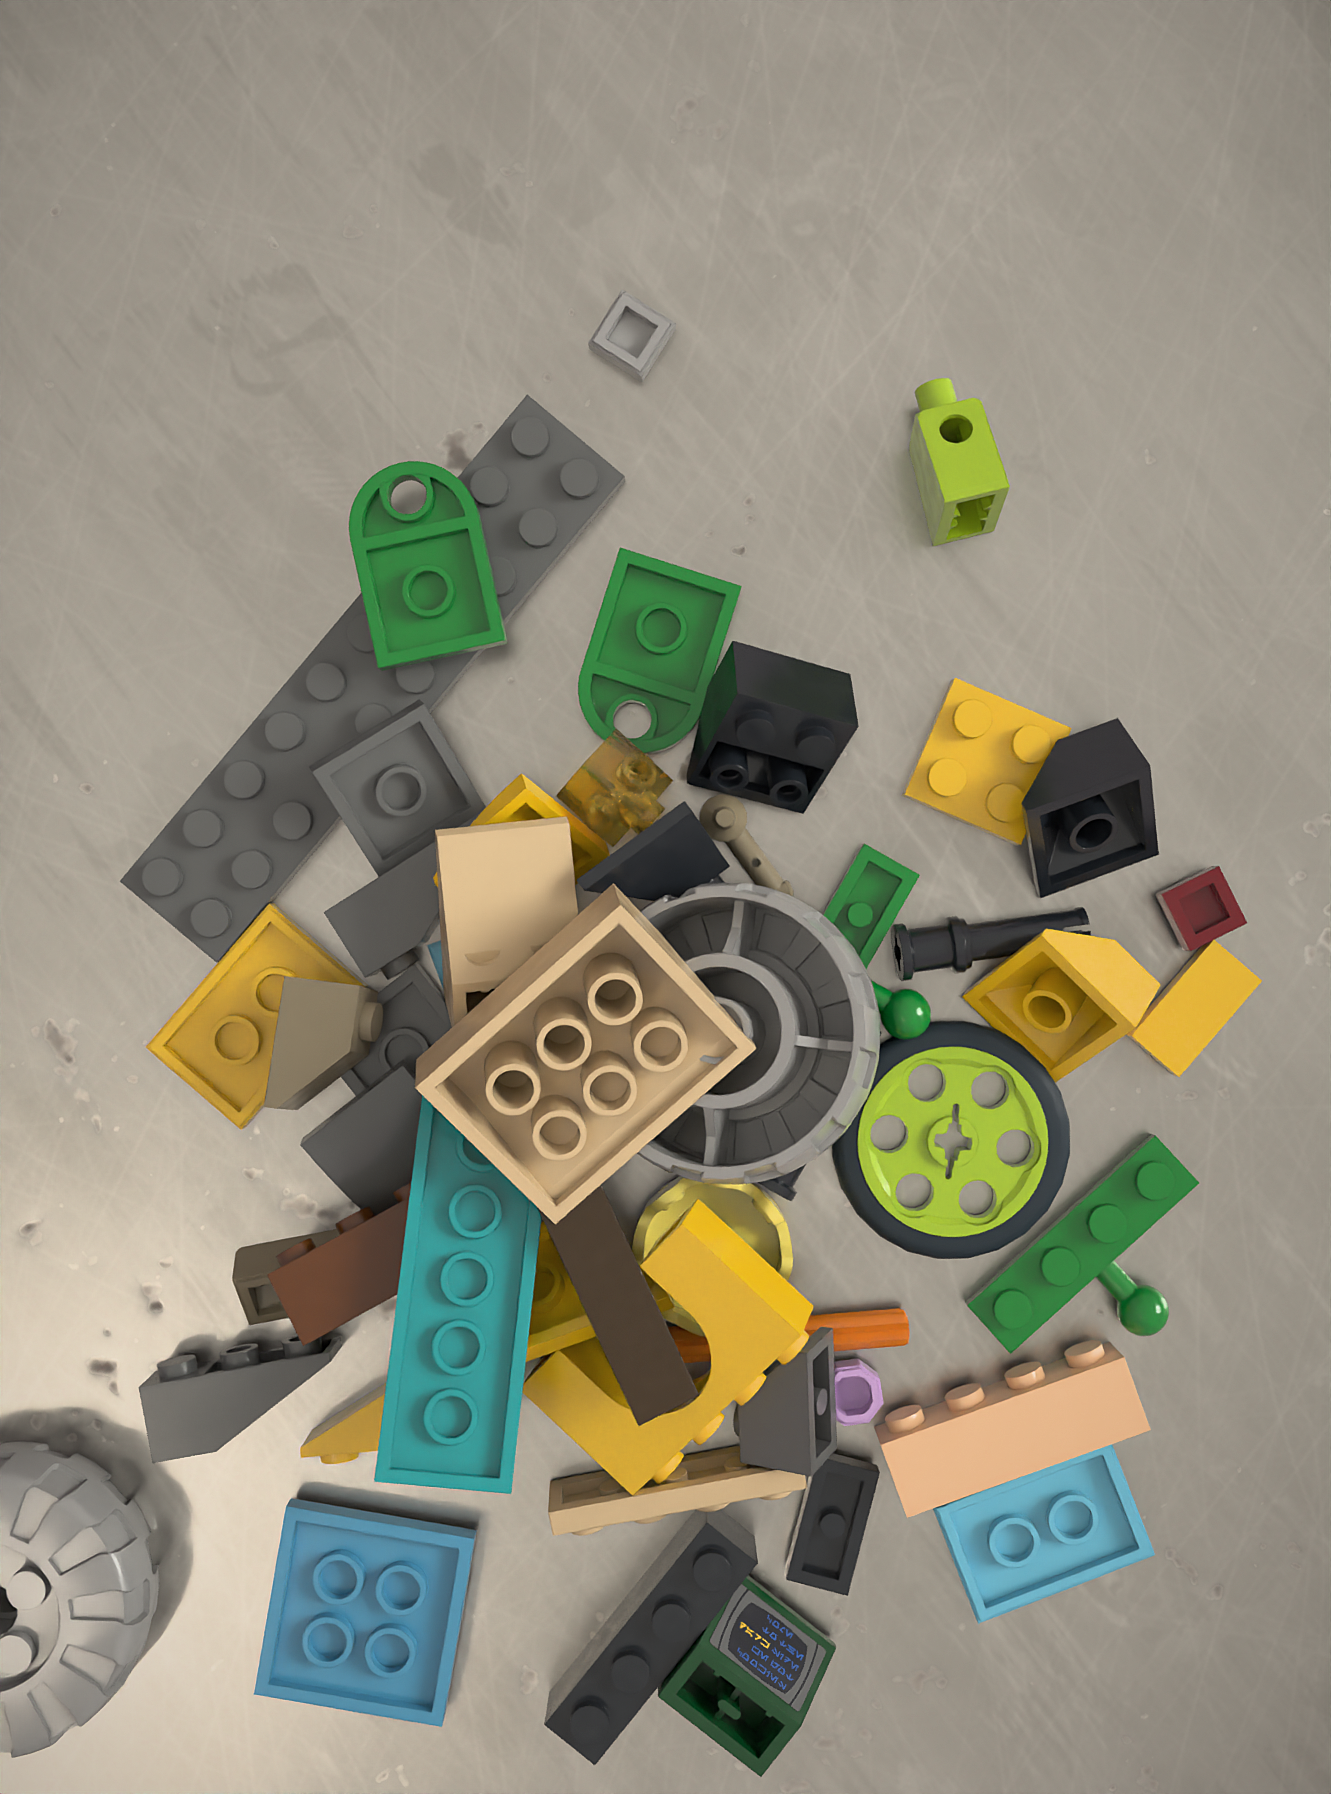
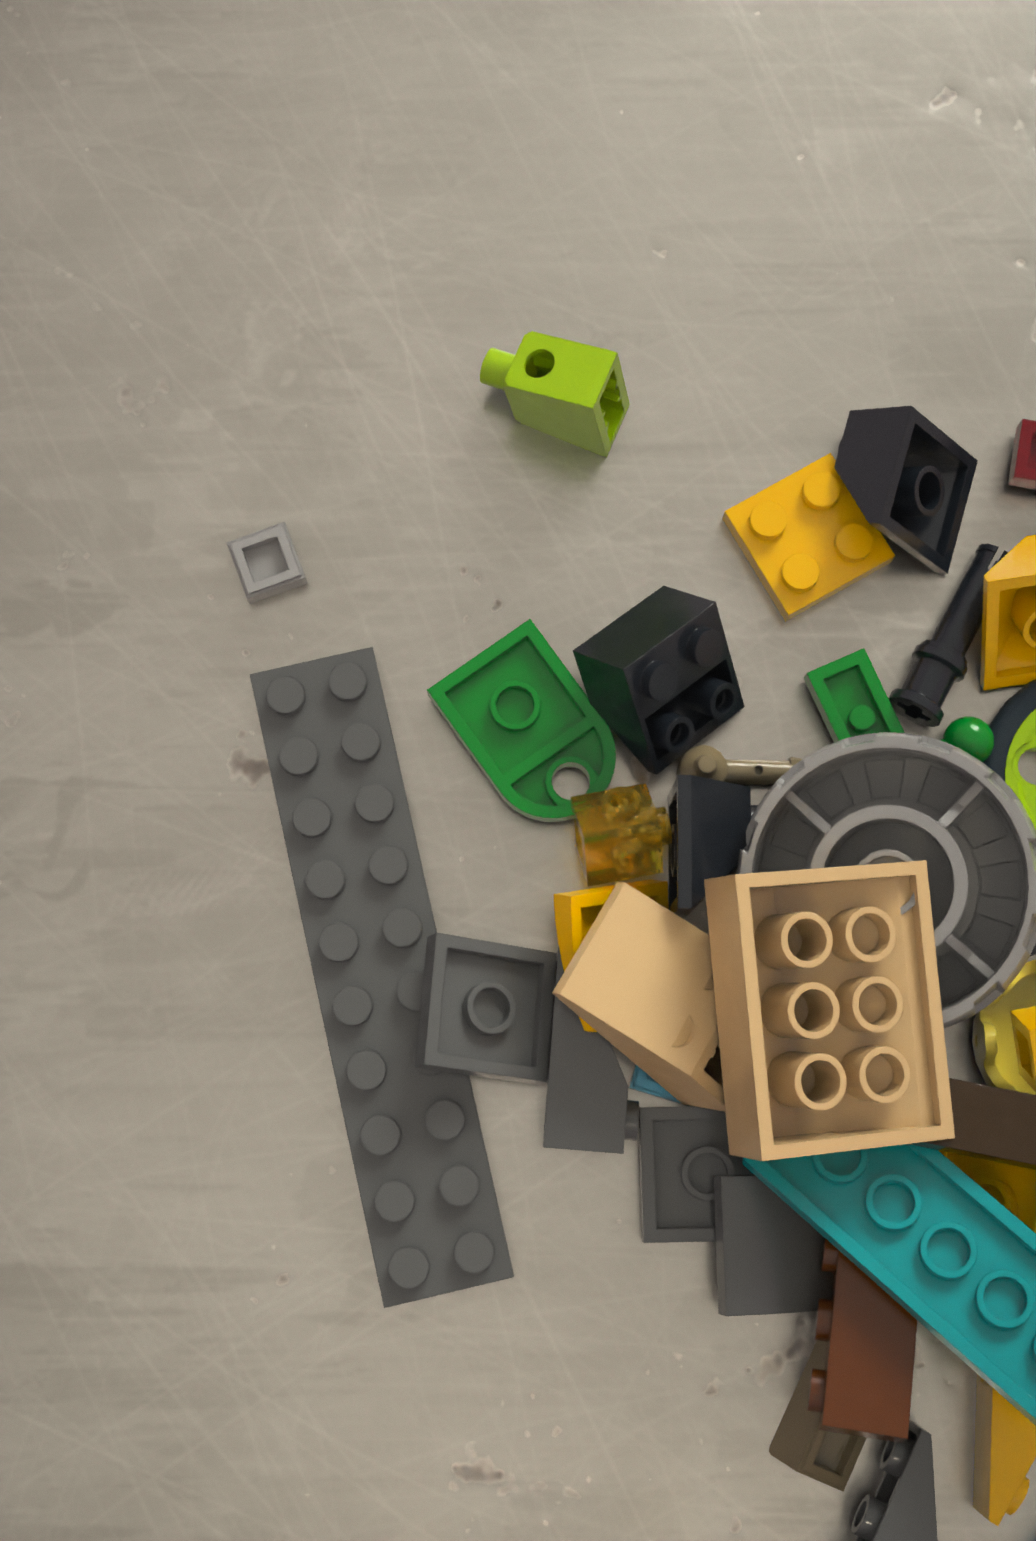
camera: 55 degrees left, 10 degrees down
(228, 1024) = (583, 1280): yellow tile -> none
(319, 1038) = (646, 1228): dark tan slope -> none
(424, 571) = (331, 853): green plate -> none

